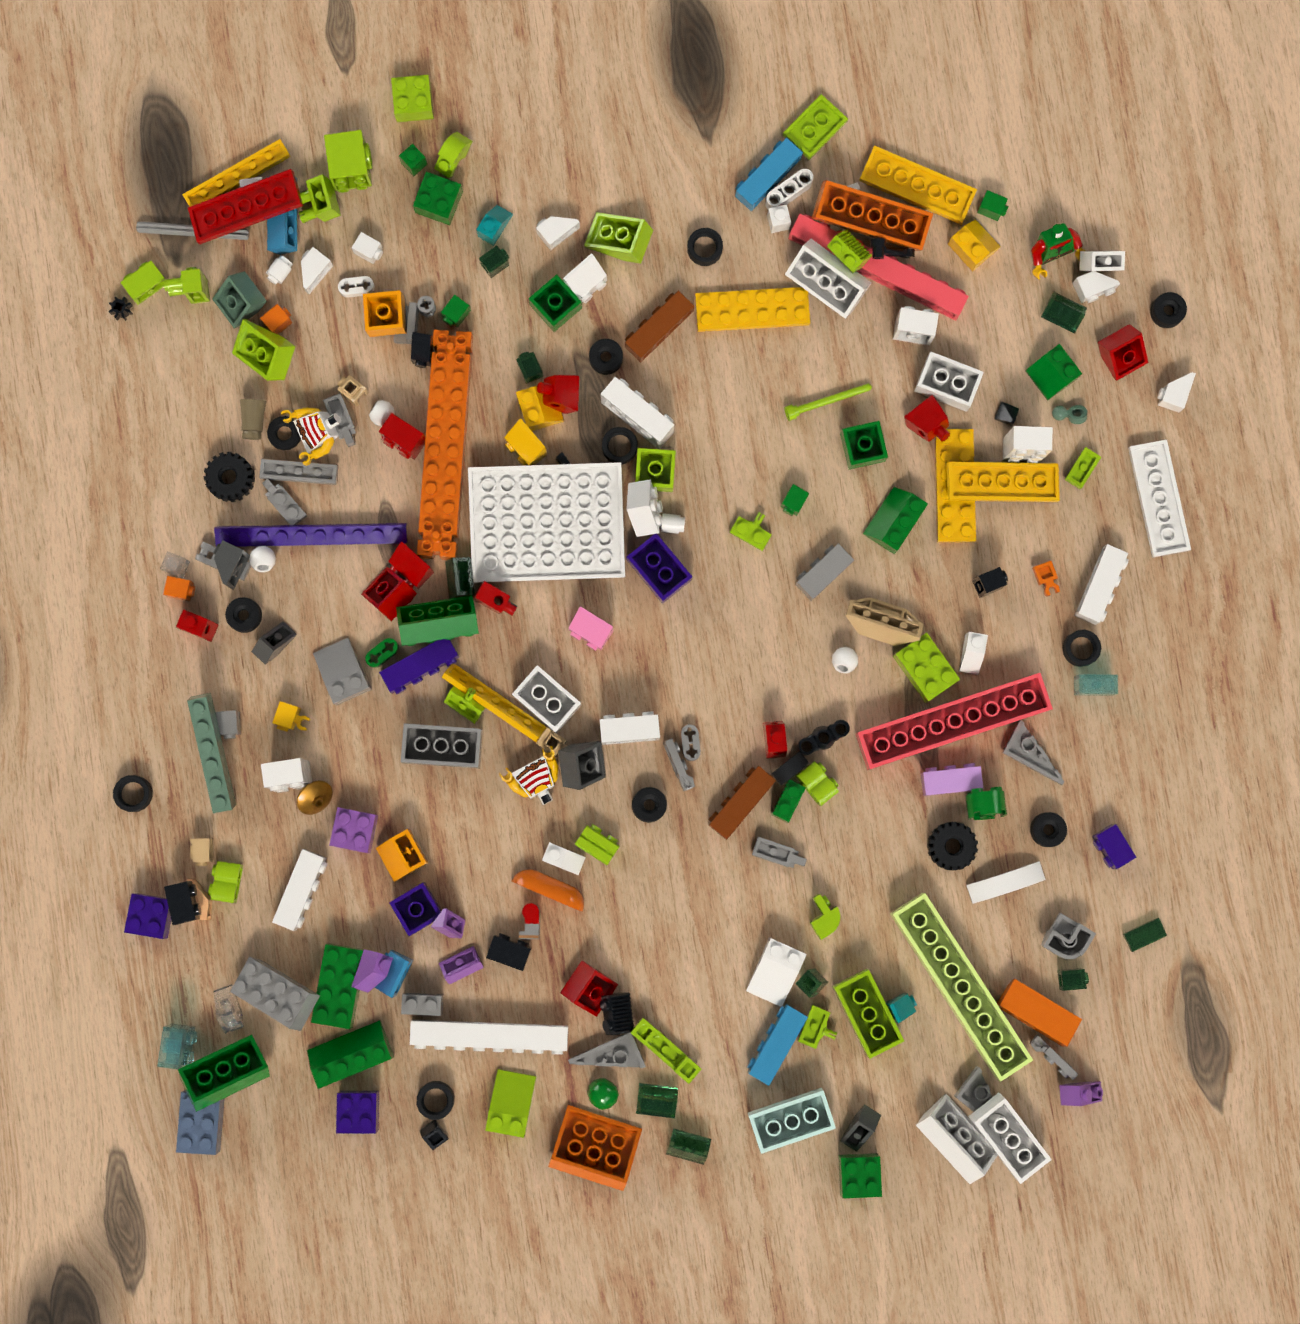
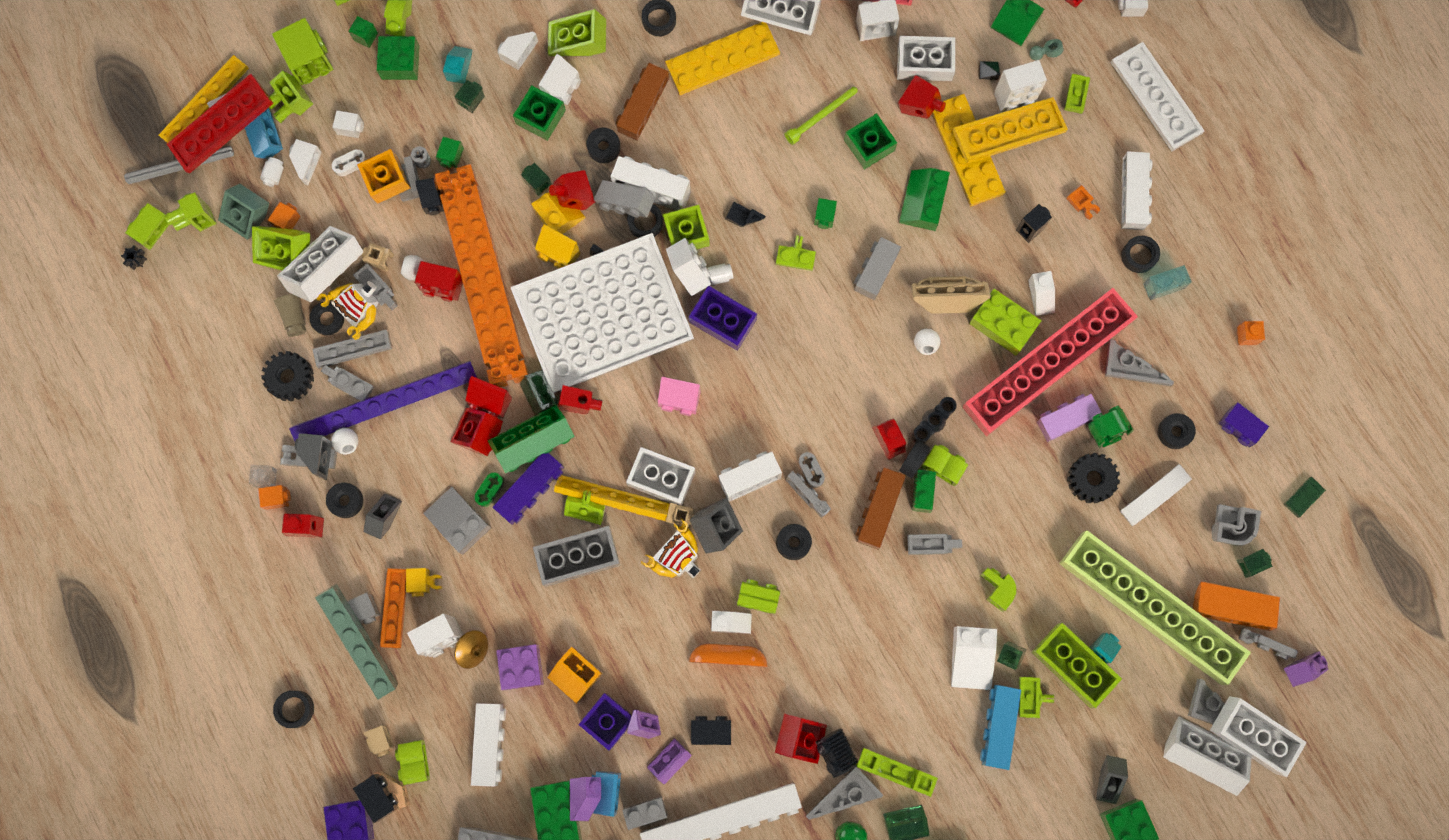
camera: 10 degrees left, 5 degrees down
(255, 733) = (393, 609): none -> orange plate
(296, 380) = (320, 264): none -> white brick
(532, 922) = (720, 687): leg -> none
(606, 419) = (624, 199): none -> light grey brick
(714, 473) = (742, 216): none -> black slope
(791, 1120) = (1043, 796): light aqua brick -> none
(1156, 762) = (1251, 333): none -> orange brick

